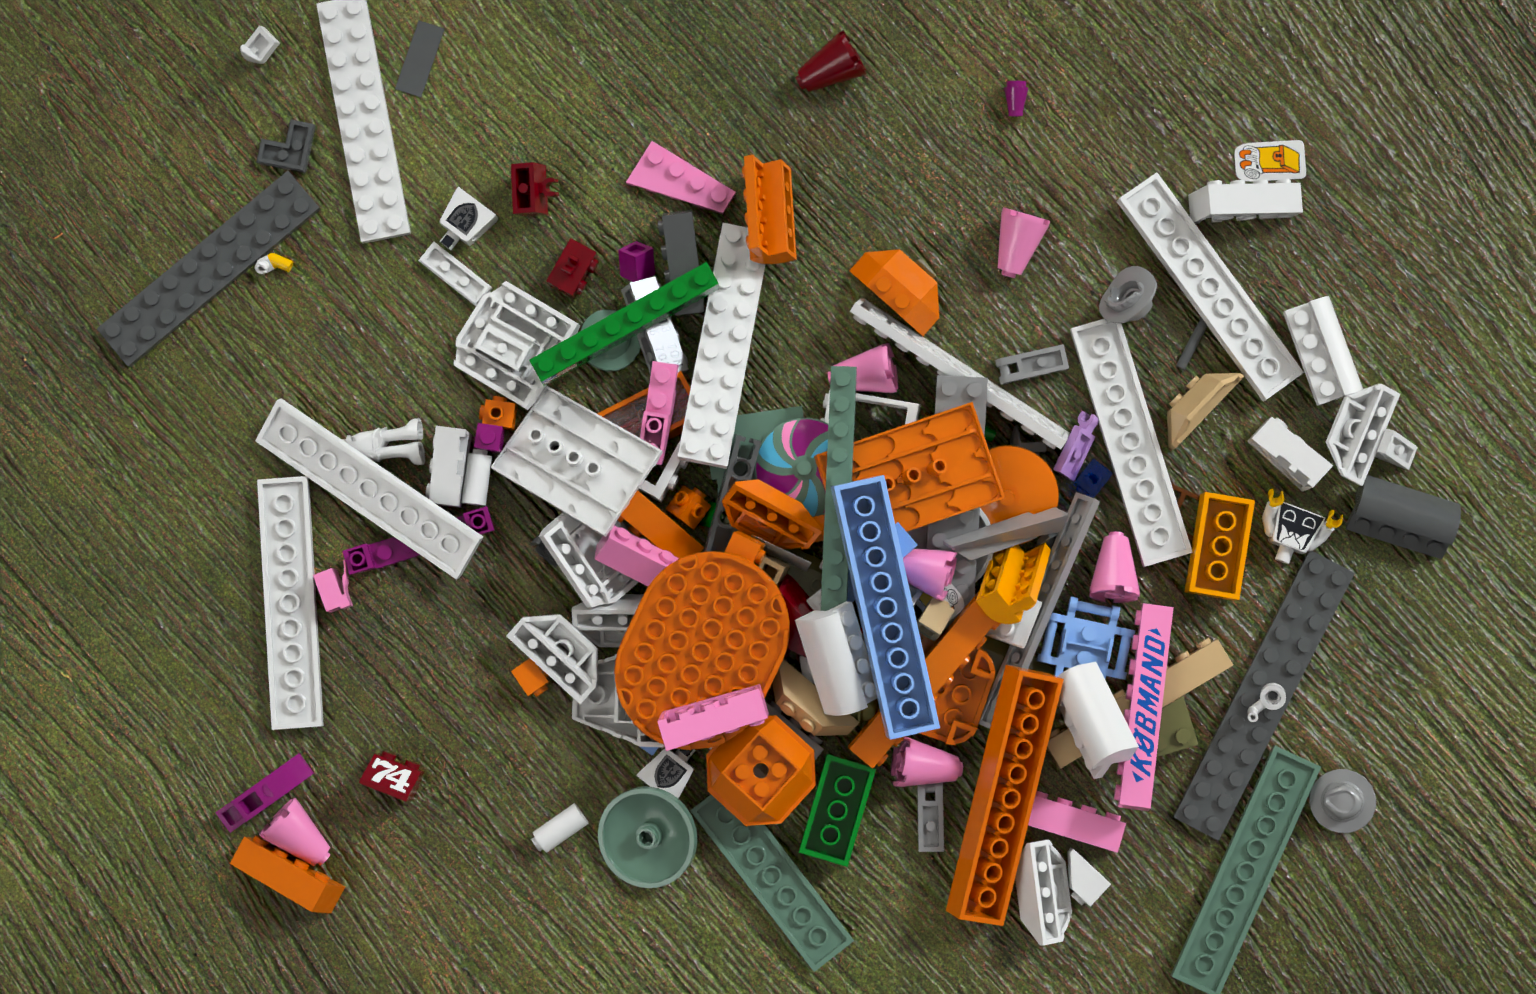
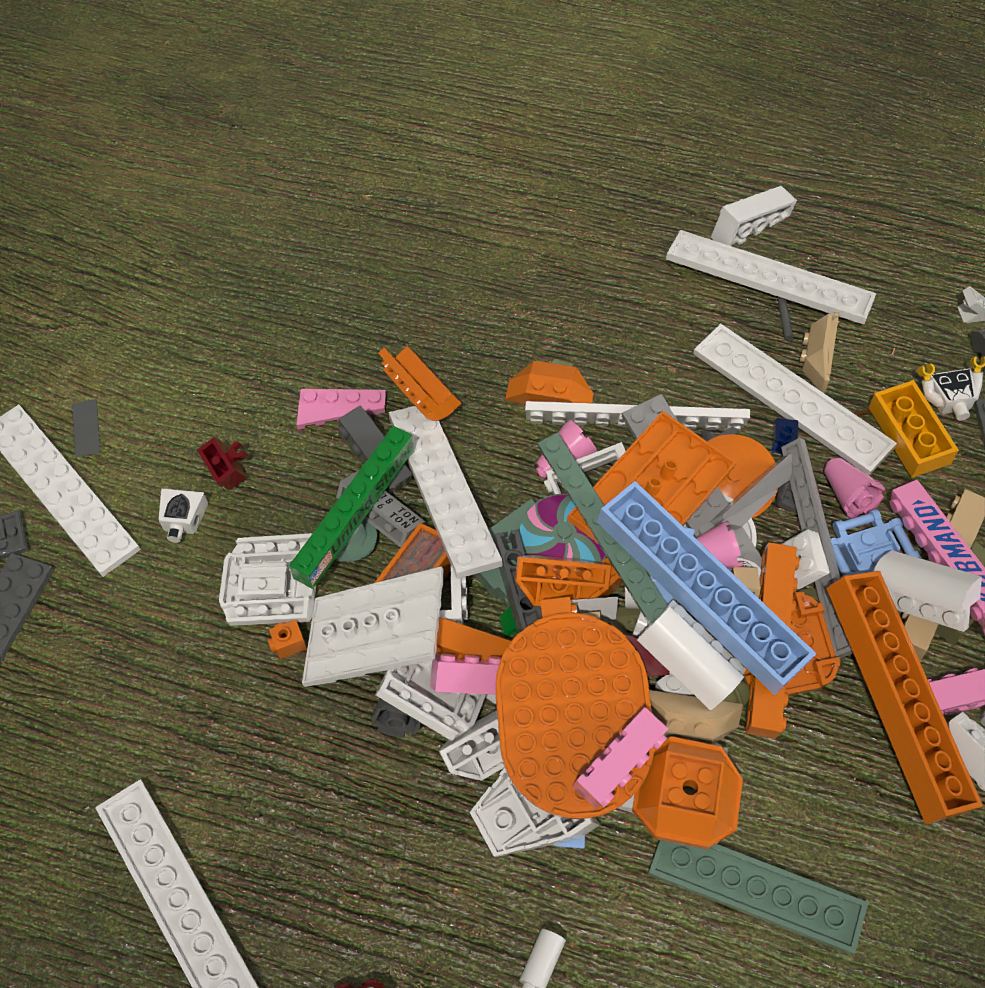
camera: 30 degrees left, 25 degrees down
(272, 262) = (29, 627): arm -> none
(332, 591) = (211, 865): bright pink piece -> none
(369, 488) = (203, 755): white plate -> none
(374, 443) = (189, 721): white piece -> none
(392, 551) = (245, 808): magenta slope -> none
(448, 466) = (264, 699): white wedge -> none
(454, 273) = (191, 558): white tile -> none
(476, 478) = (295, 700): white brick -> none
(489, 437) = (288, 660): magenta brick -> none
(531, 678) = (437, 837): orange brick -> none
(559, 652) = (449, 796): white wedge -> none
(573, 268) = (288, 502): dark red brick -> none
(636, 261) = (335, 471): magenta panel -> none
(647, 837) = (627, 918): sand green dish -> none
(659, 406) = (415, 543): bright pink slope -> none
(668, 771) = (609, 850): torso -> none
(689, 506) = (489, 619): orange brick -> none
(831, 65) = (407, 275): dark red cone -> none
(837, 810) = (774, 794): green brick -> none
(923, 764) = (815, 714): bright pink cone -> none
(930, 818) = (852, 756): light grey plate -> none
(1012, 582) = (789, 523): light orange brick -> none
(1015, 96) = (549, 234): magenta cone -> none
(1018, 240) = (615, 311): bright pink cone -> none
(1033, 364) = (686, 384): light grey plate -> none
(1076, 446) = (758, 422): lavender plate -> none
(1128, 295) = (720, 305): light grey hat -> none
(1270, 160) = (753, 185): sticker -> none
(1289, 454) = (911, 344): white wedge -> none
(1322, 350) = (879, 271): white brick -> none
(1360, 430) = (946, 301): white wedge -> none

